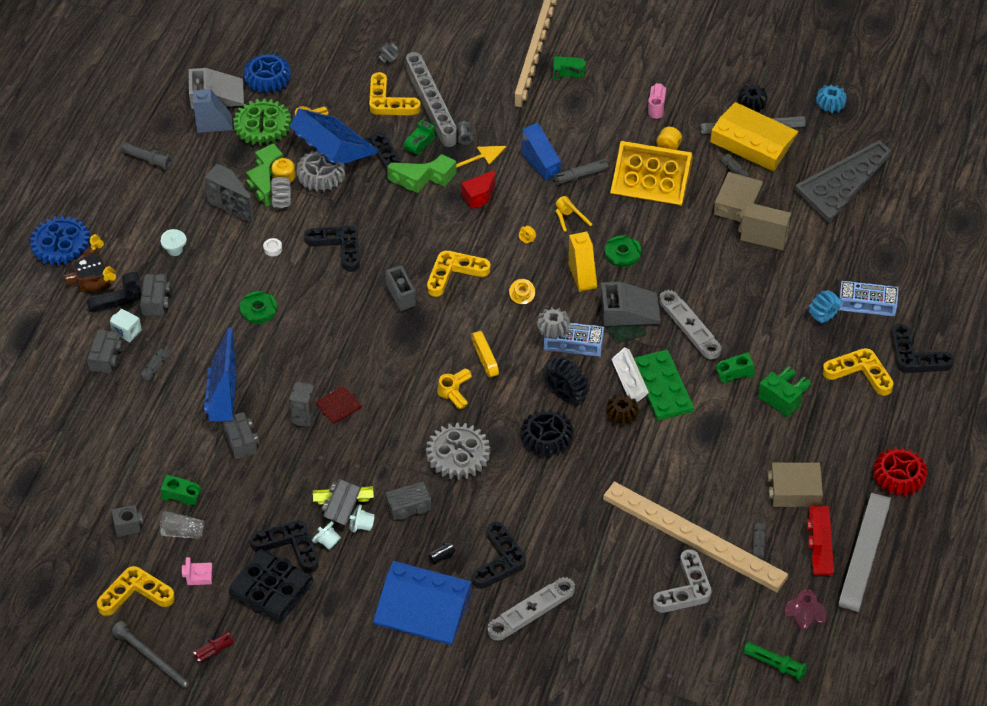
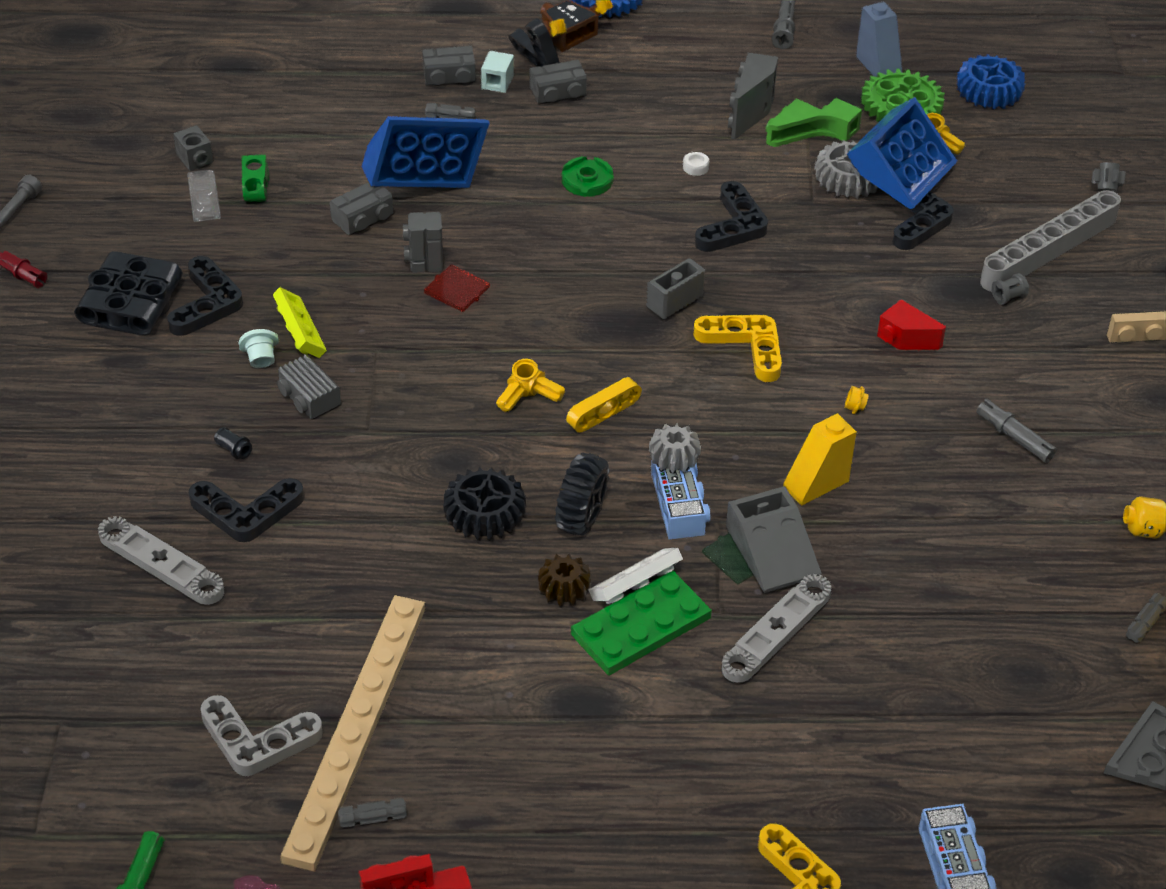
camera: 70 degrees right, 5 degrees down
(136, 584) = (108, 179): yellow beam -> none
(173, 241) = (649, 74): light aqua piece -> none
(197, 572) = (134, 225): bright pink bracket -> none
(225, 86) = (929, 41): light grey slope -> none
(280, 192) = (782, 138): light grey gear -> none
(283, 168) = (823, 131): yellow head -> none
(327, 536) = (222, 322): light aqua piece -> none
(341, 501) = (275, 312): dark grey brick -> none
(382, 100) = (1046, 187): yellow beam -> none
(417, 175) = (898, 262): bright green arch -> none
(420, 137) = (967, 248): green leg -> none
(423, 602) = (140, 444): blue slope -> none
(458, 451) = (435, 421): light grey gear -> none
(489, 153) = (993, 328): yellow piece -> none
(522, 291) = (742, 417): yellow piece -> none
(540, 152) = (1017, 368): blue slope -> none
(566, 207) = (932, 429): yellow plant -> none
(620, 259) = (884, 529): green tile -> none
(652, 173) = (1061, 512): yellow slope -> none
(735, 195) = (1077, 631): dark tan brick -> none
(735, 368) = (712, 705): green leg -> none
(764, 226) = (1025, 672): dark tan brick -> none
(781, 394) = (679, 775): green brick -> none
(795, 484) = (500, 836): dark tan brick -> none
(824, 306) = (897, 794): dark azure gear -> none

